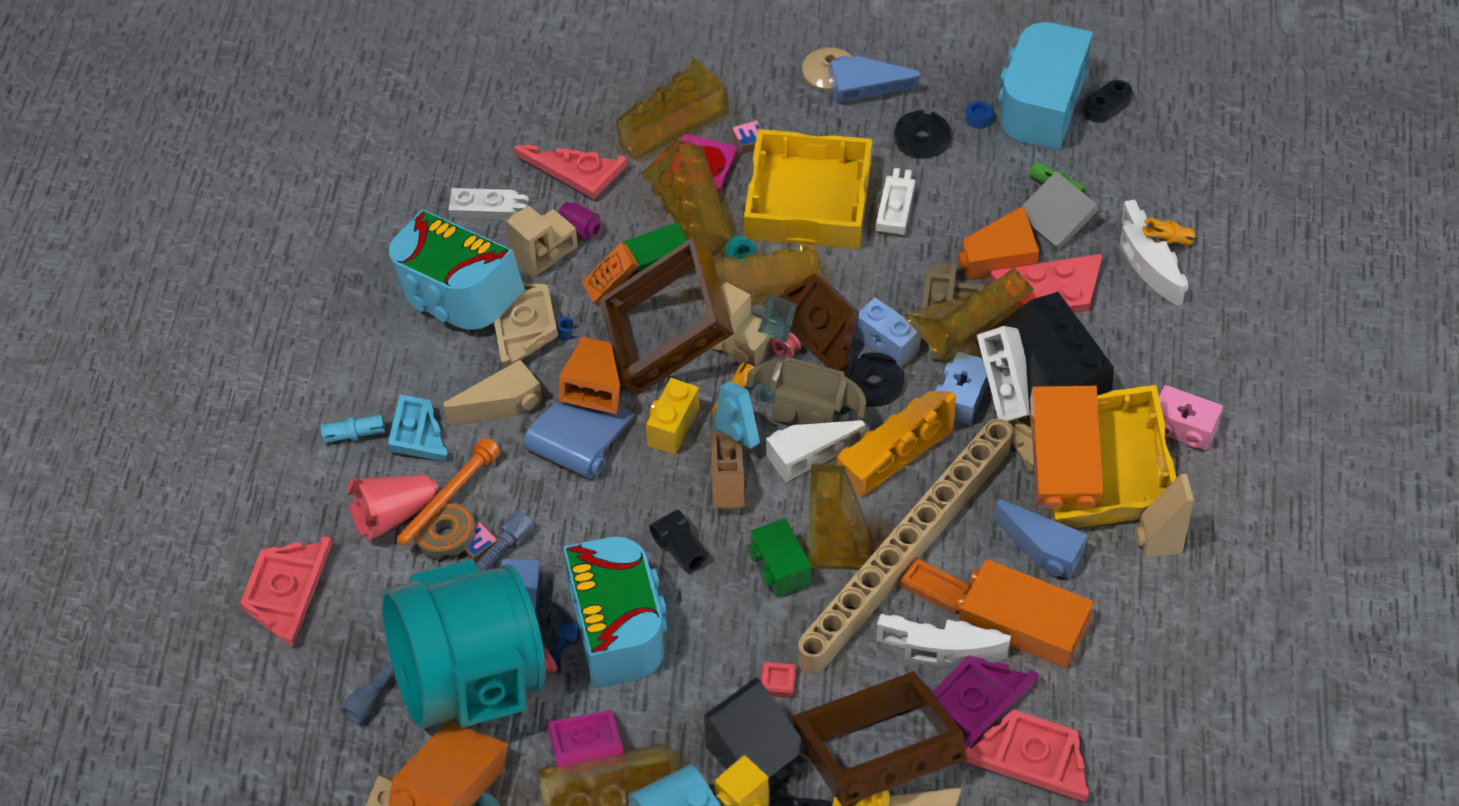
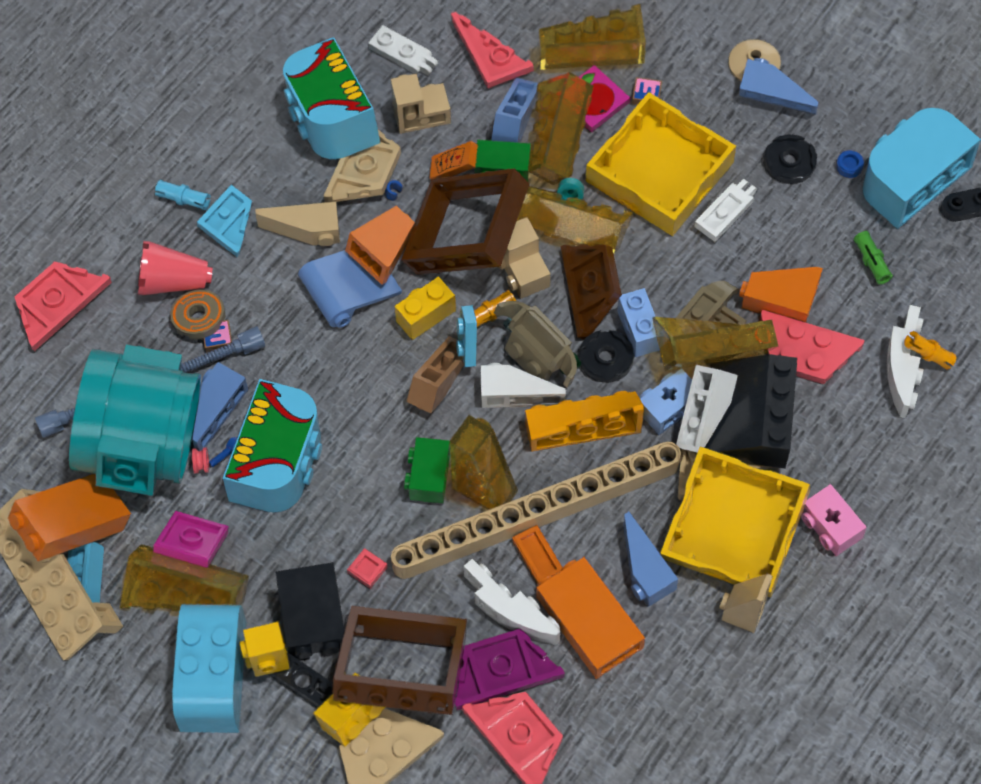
camera: 30 degrees right, 10 degrees up
(483, 453) = (264, 266): orange piece -> none
(584, 220) = (462, 102): magenta brick -> none
(637, 205) = (515, 111): none -> medium blue slope
(675, 535) = (364, 410): black piece -> none
(777, 317) = (562, 258): clear light blue slope -> none
(786, 348) = (553, 291): coral bush -> none
(1058, 210) = (852, 284): light grey tile -> none
(1066, 446) = (699, 499): orange brick -> none

